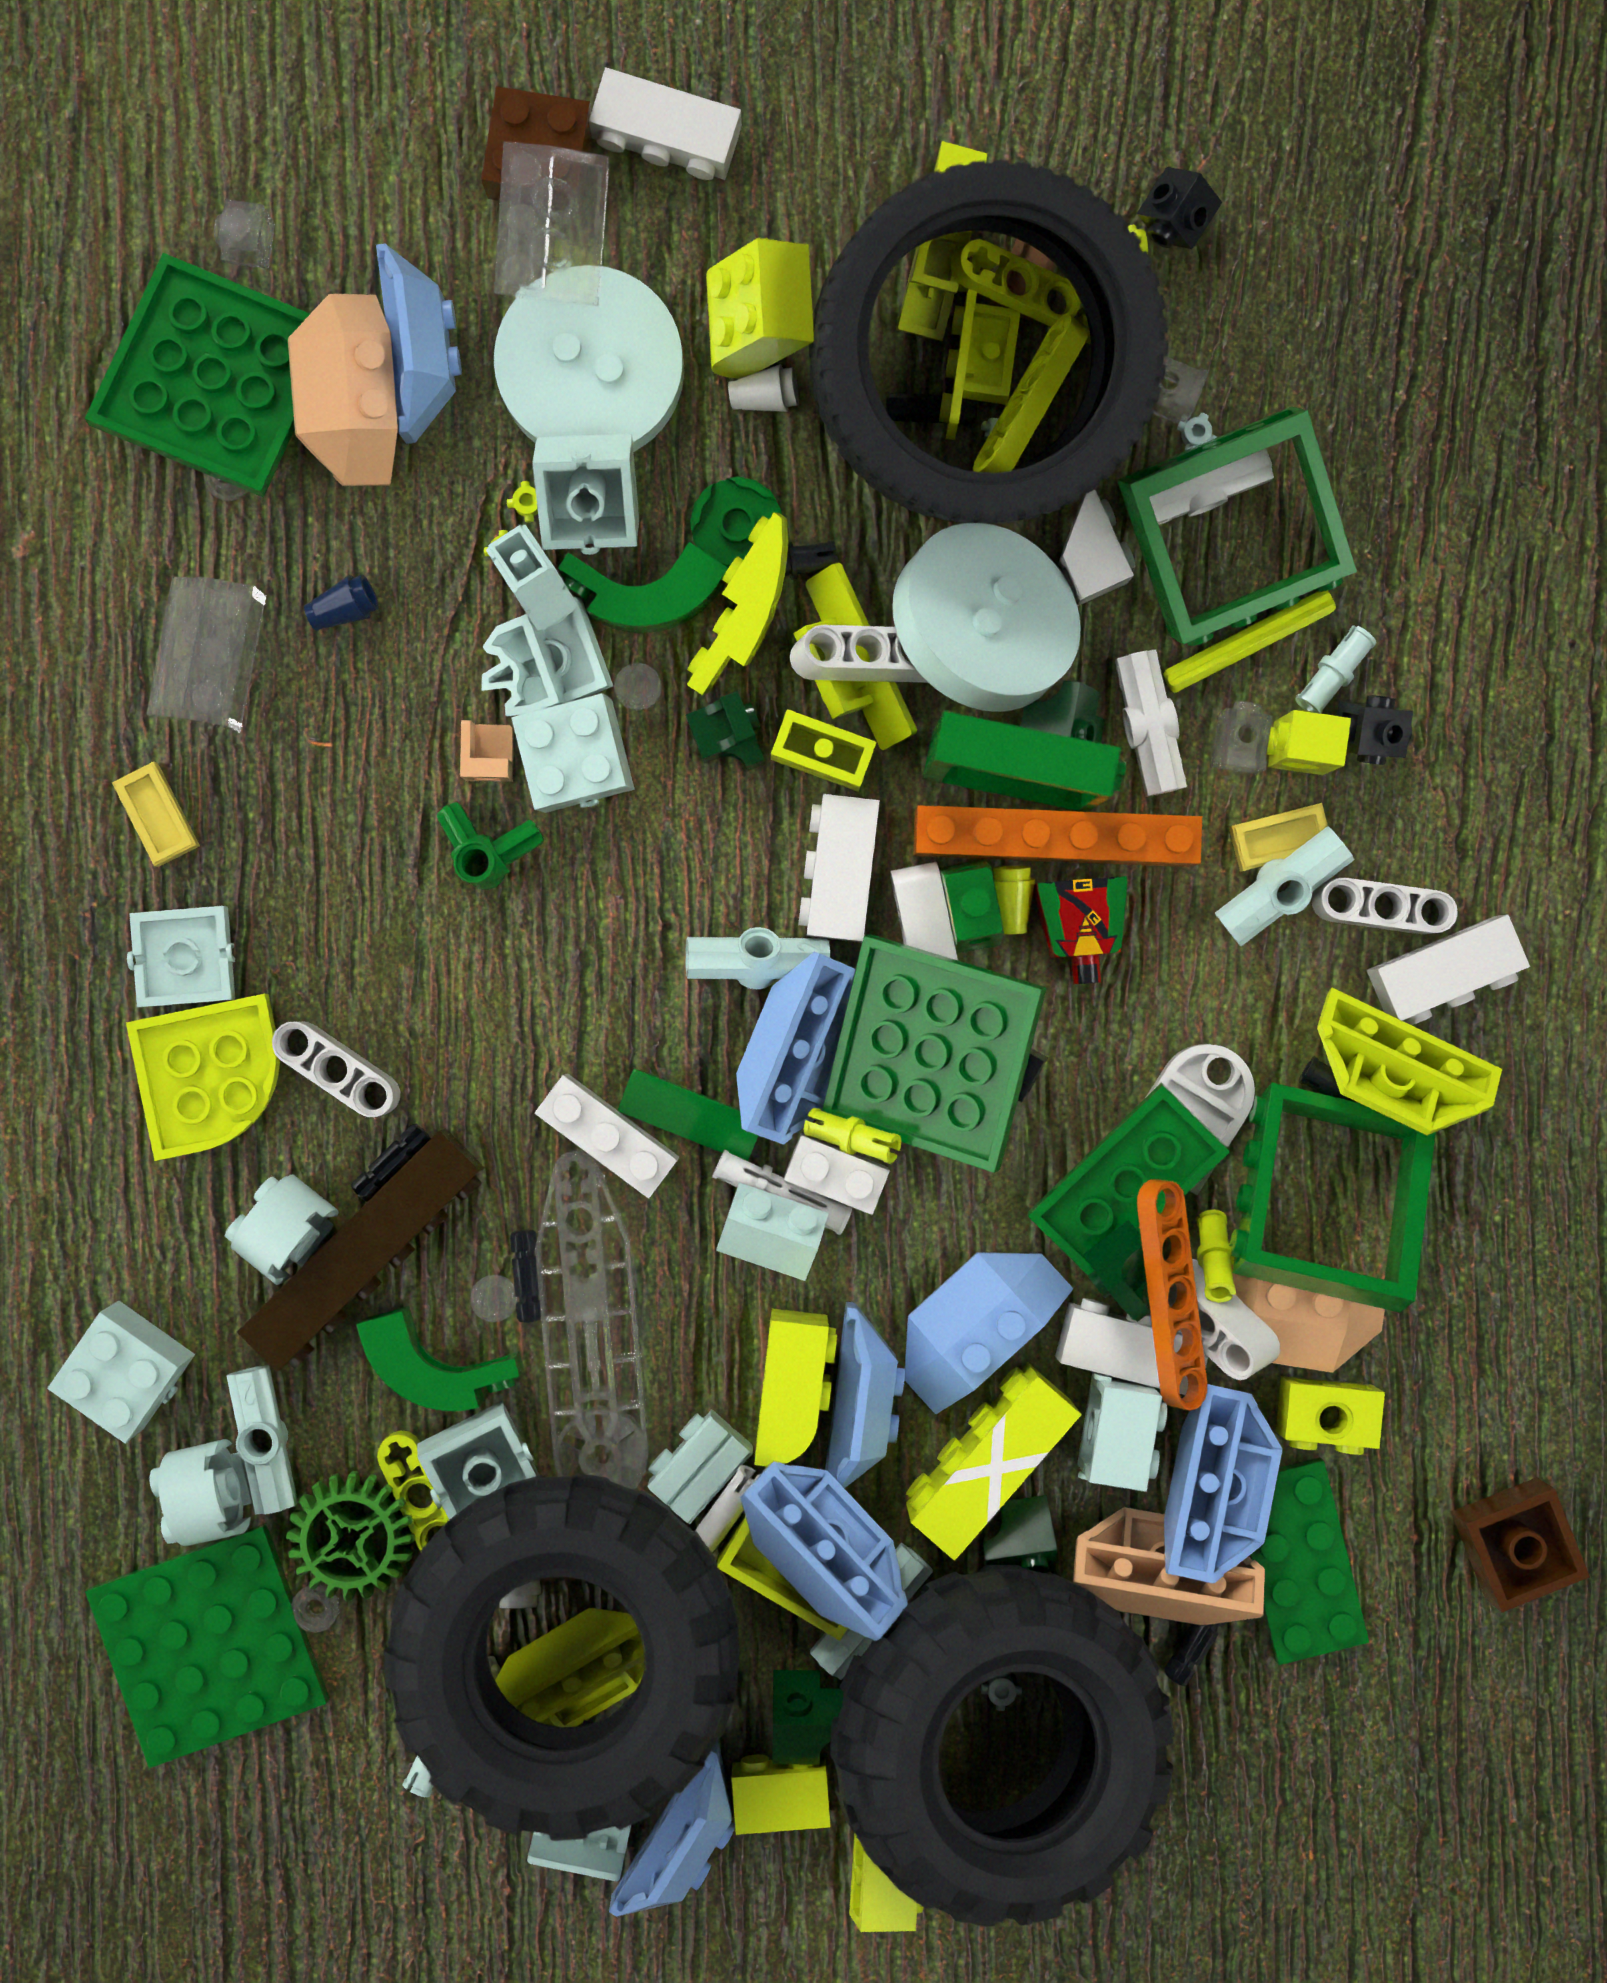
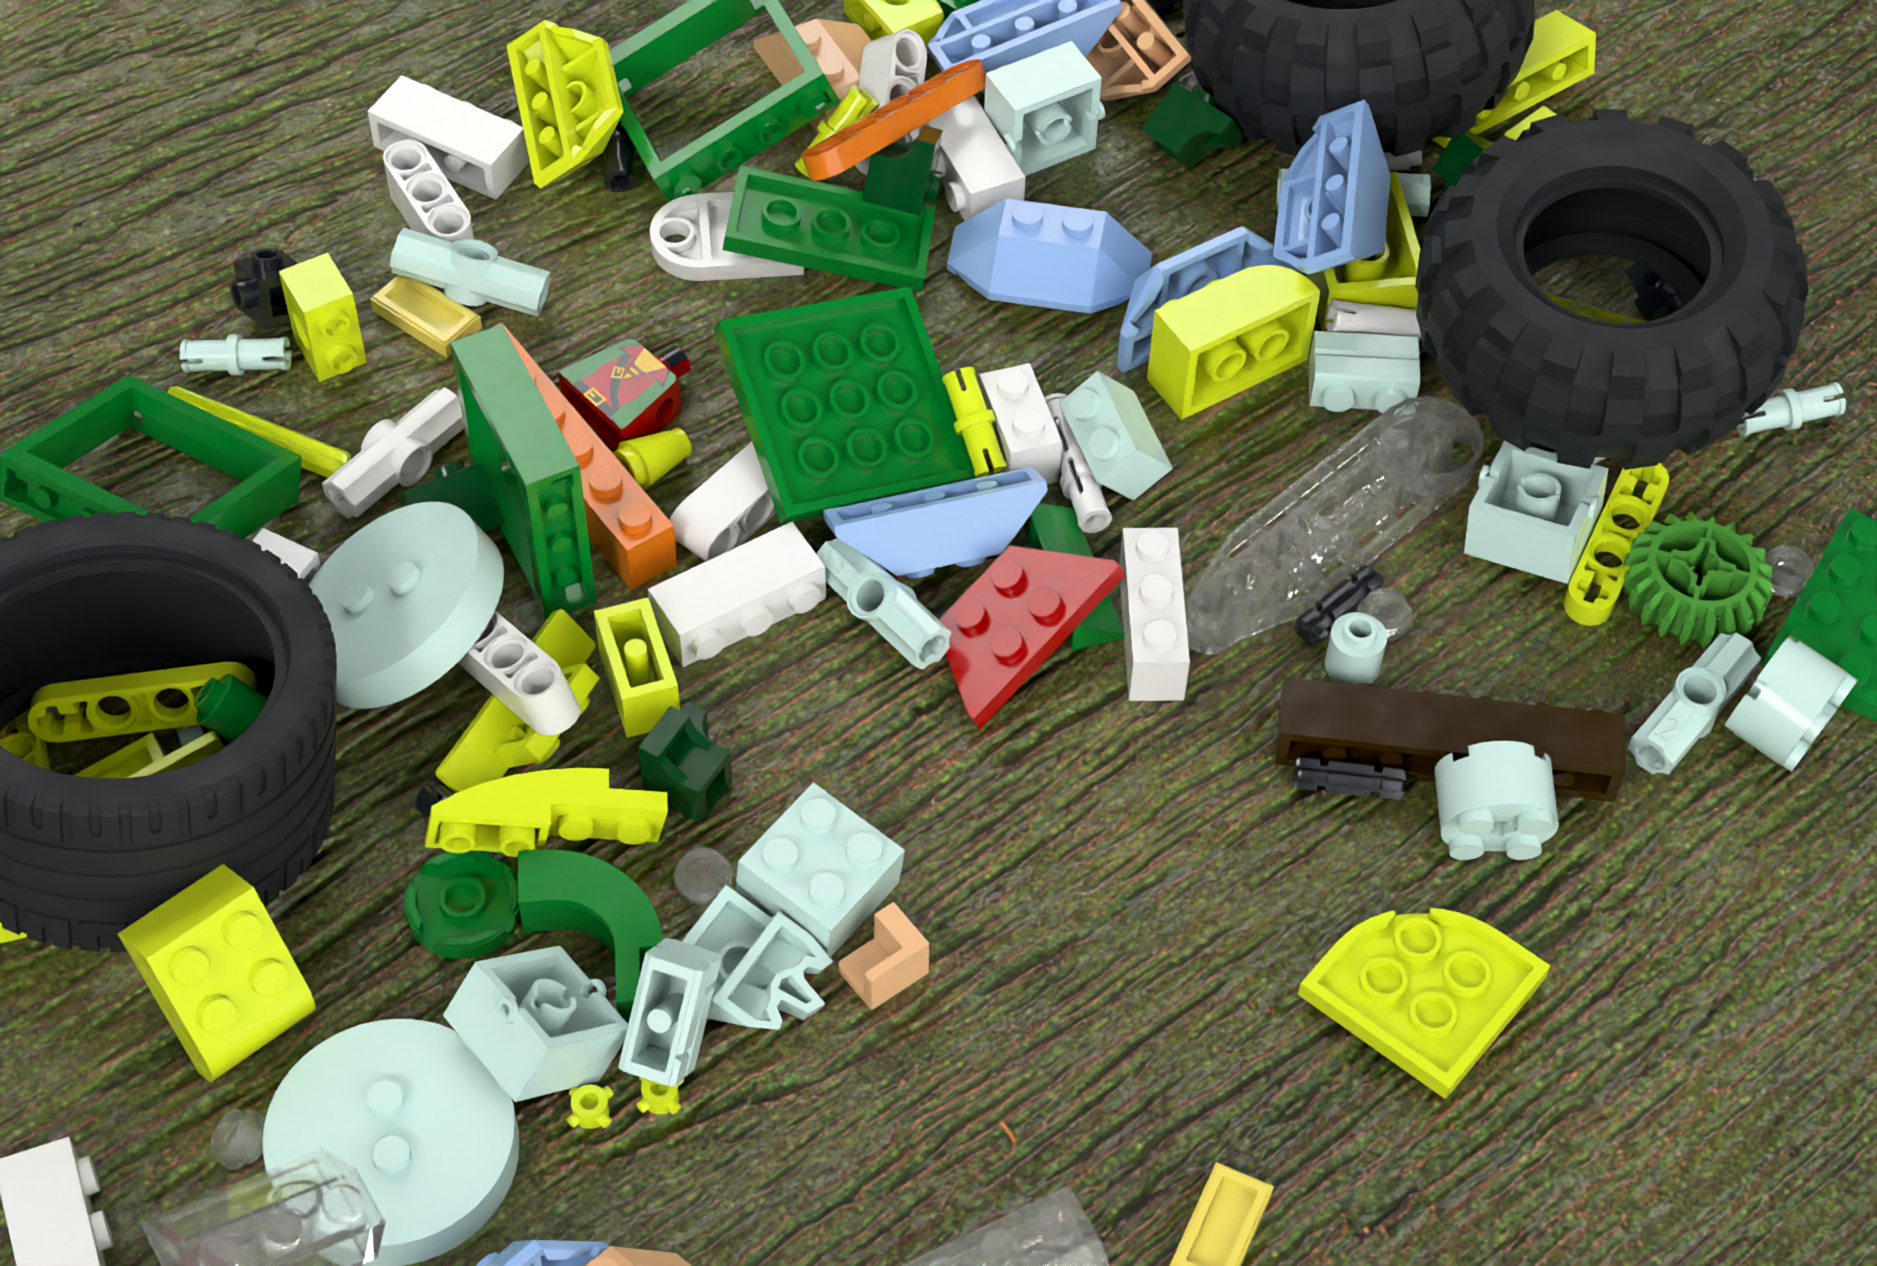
camera: 125 degrees left, 35 degrees down
(121, 1371) = (1762, 851): light aqua brick -> none
(182, 956) = (1336, 1091): light aqua plate -> none
(314, 1067) = (1314, 851): white beam -> none
(343, 603) = (844, 1199): dark blue cone -> none
(418, 1376) = (1499, 600): green arch -> none
(470, 846) = (988, 907): green axle -> none
(480, 1233) = (1355, 649): none -> light aqua brick
(660, 273) = (238, 1138): none -> clear plate
(671, 1036) = (1018, 619): none -> wing
(766, 390) = (309, 958): white cone -> none
(966, 443) = (228, 706): none -> green brick
(972, 905) = (681, 459): green torso -> none
(990, 1459) = (1154, 170): neon yellow brick -> none
(1230, 751) = (358, 381): clear brick -> none

